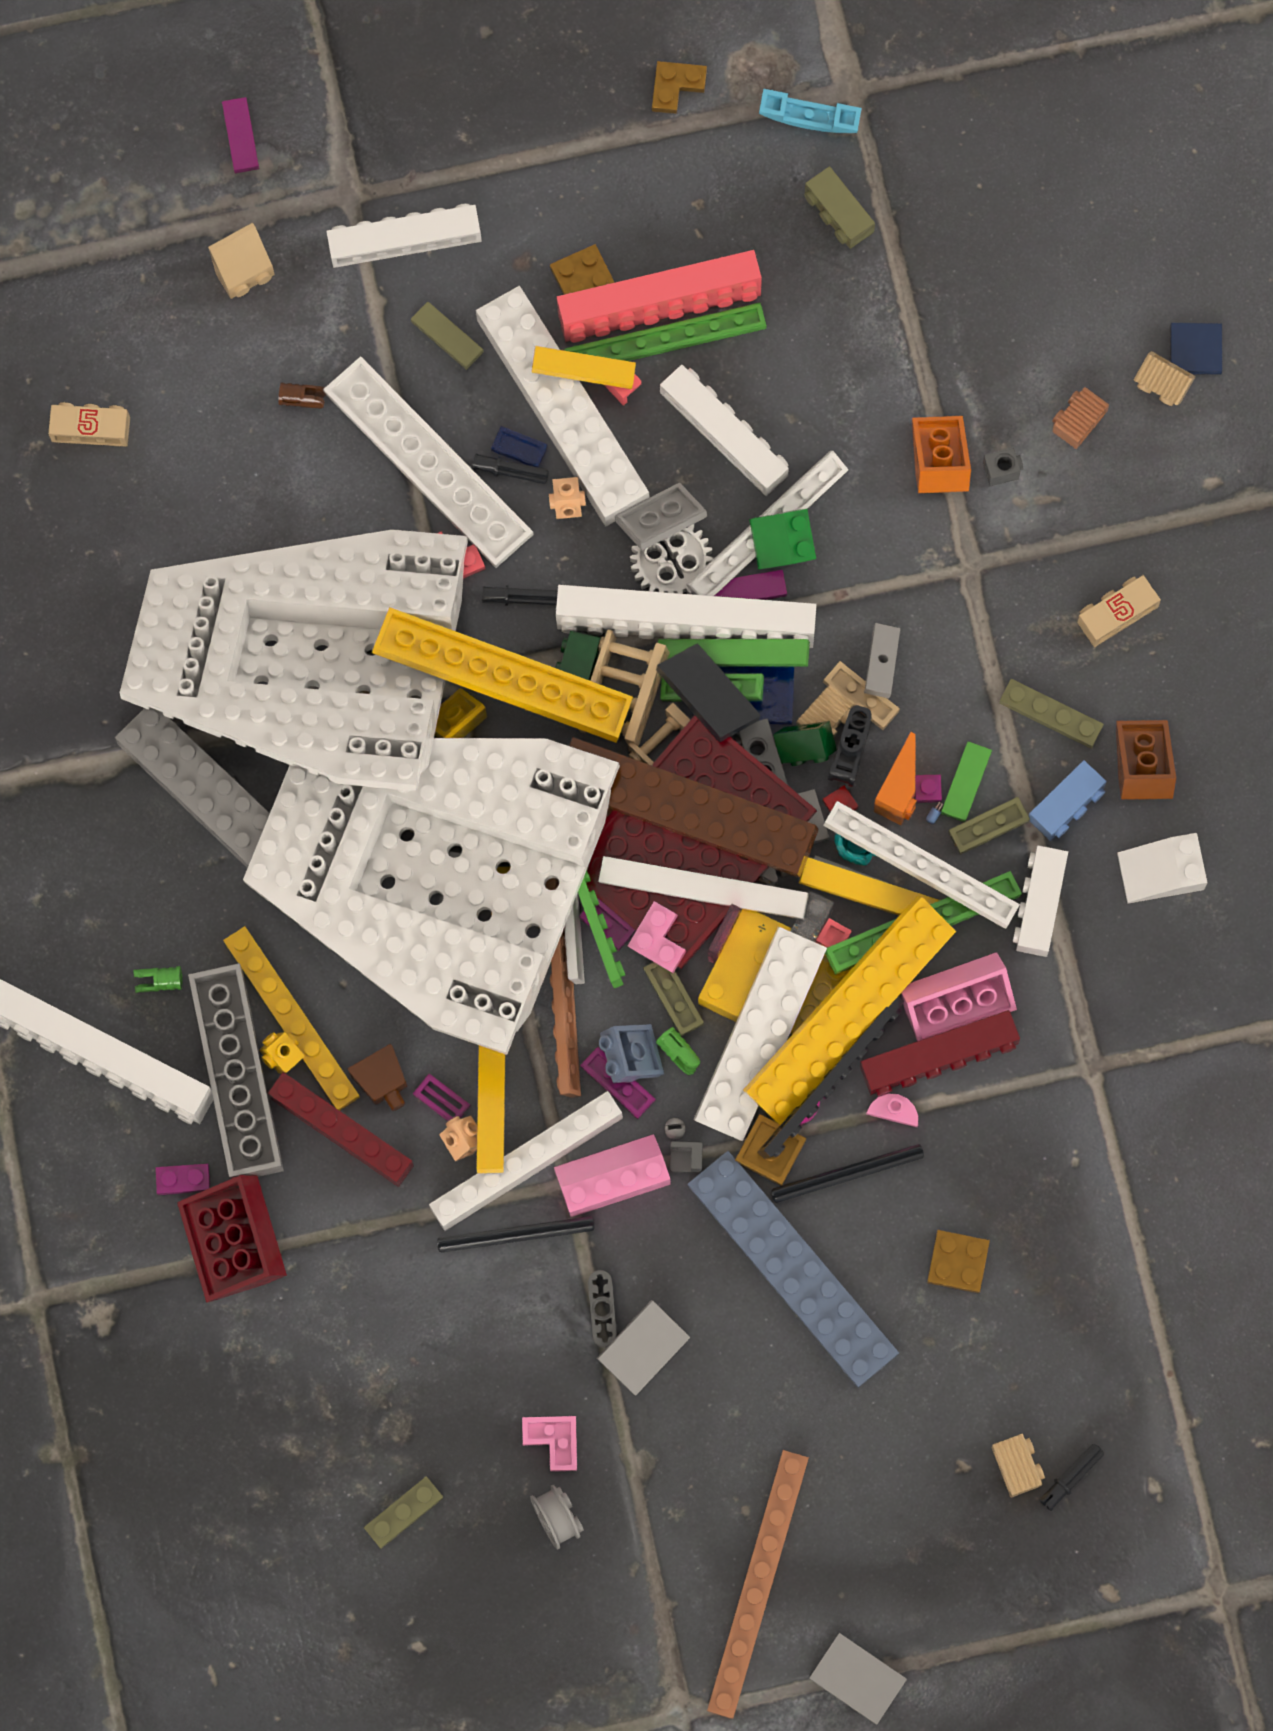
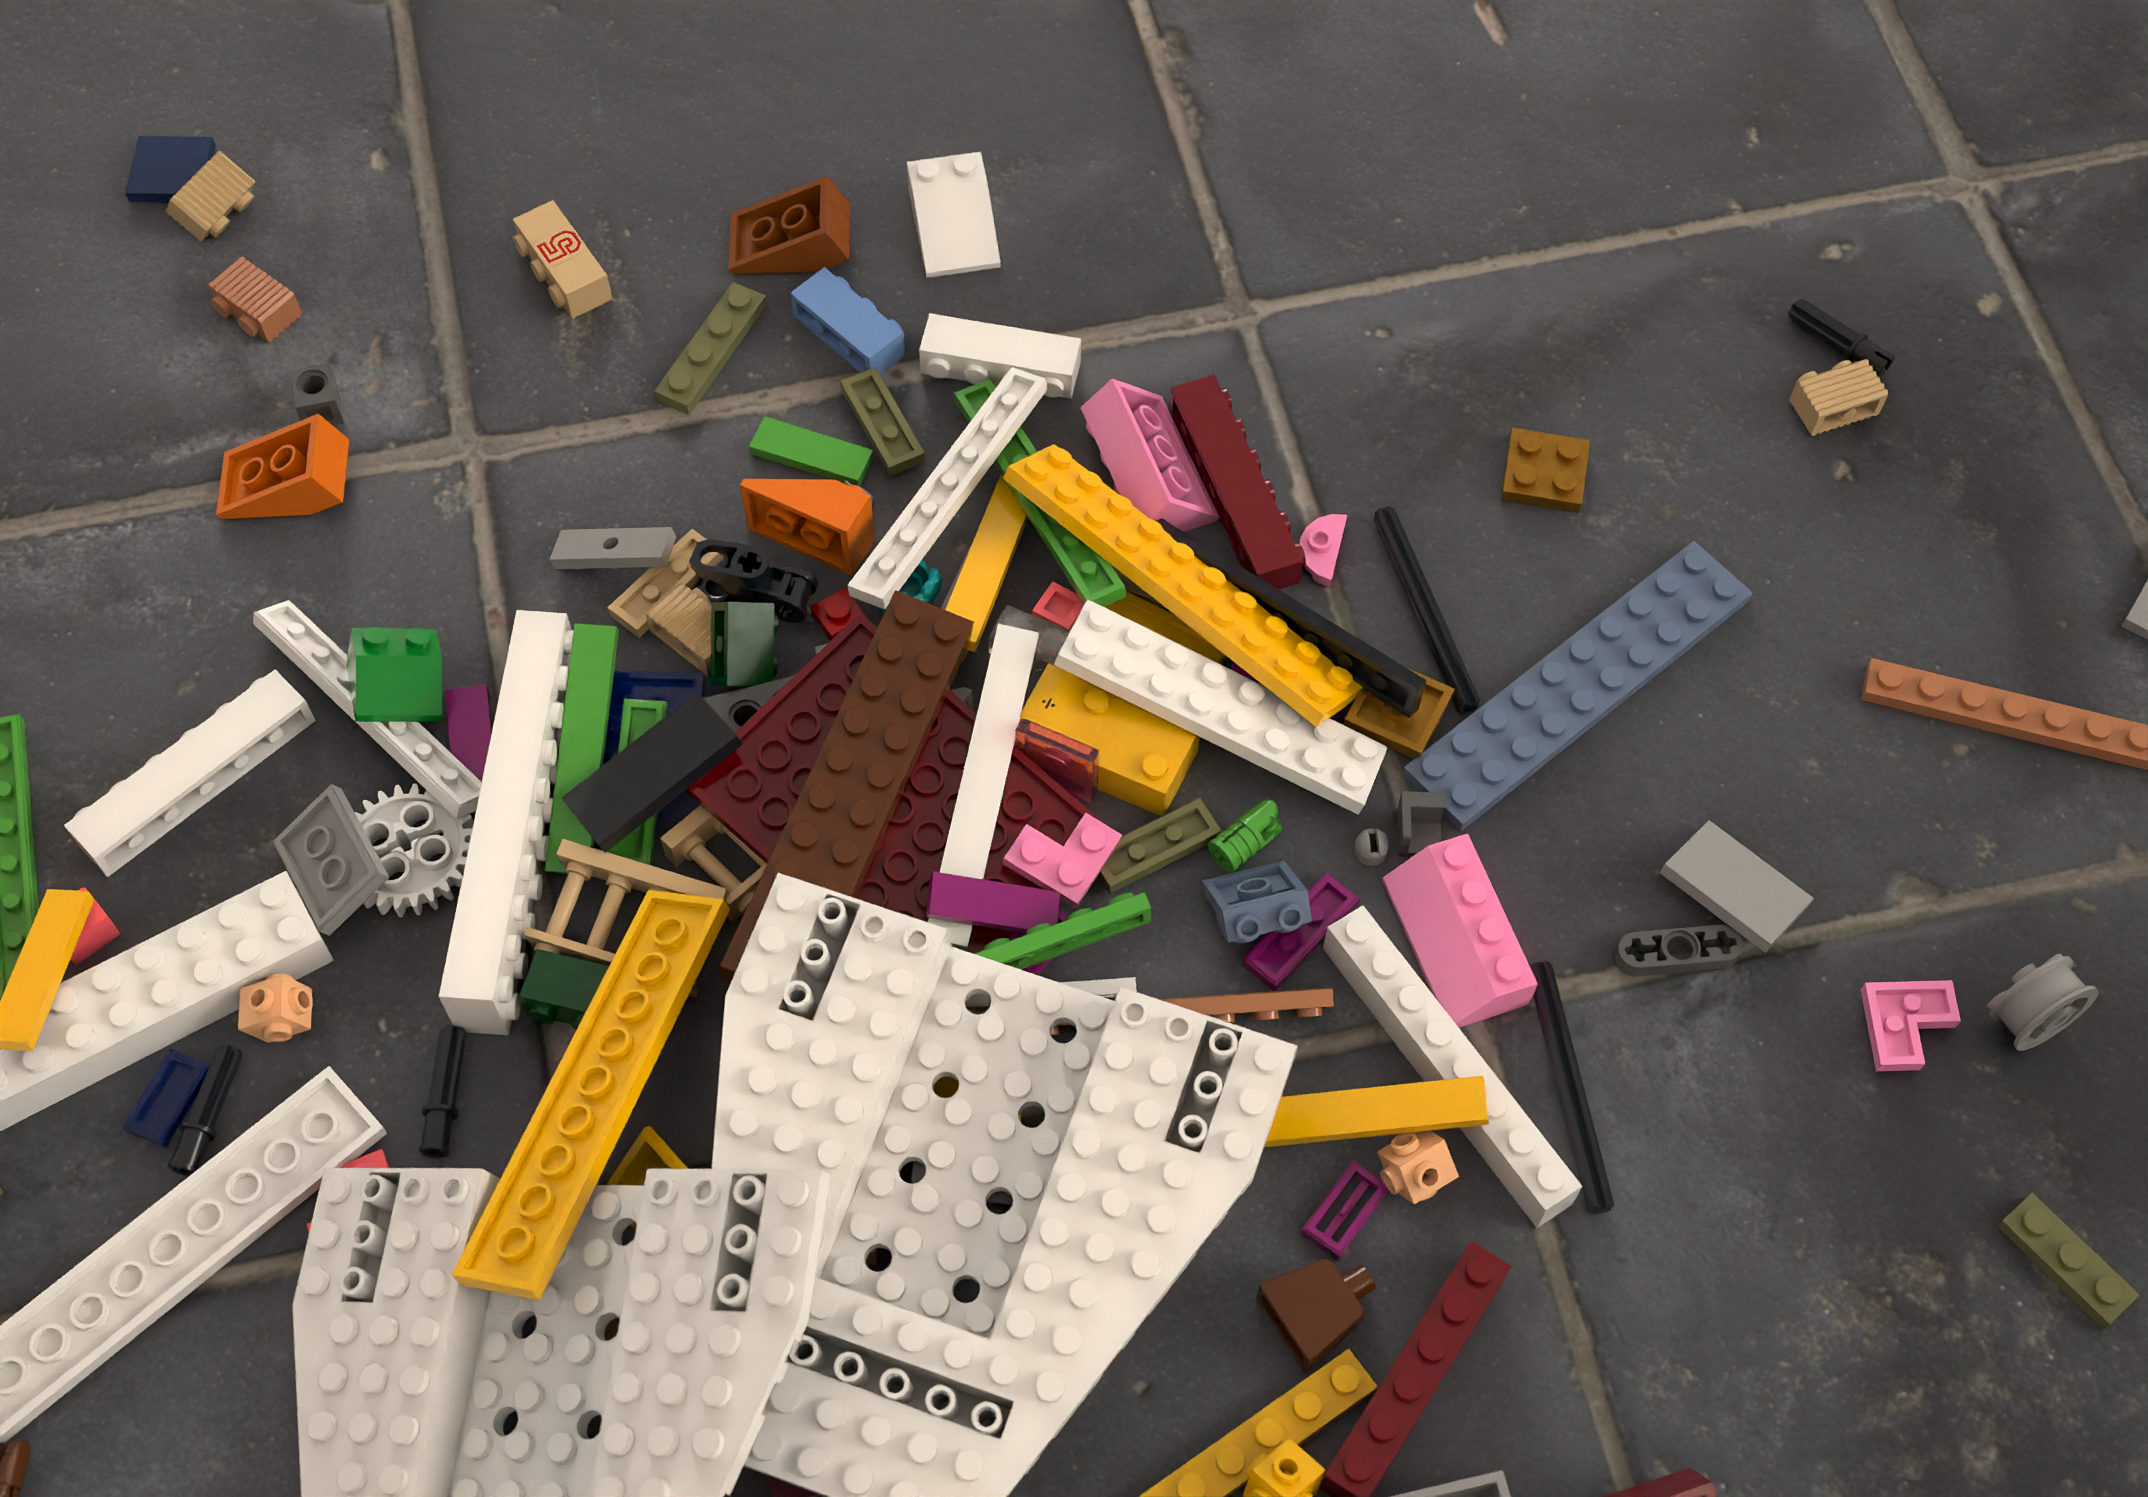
camera: 95 degrees left, 15 degrees down
(622, 894) = (990, 903): none -> magenta tile

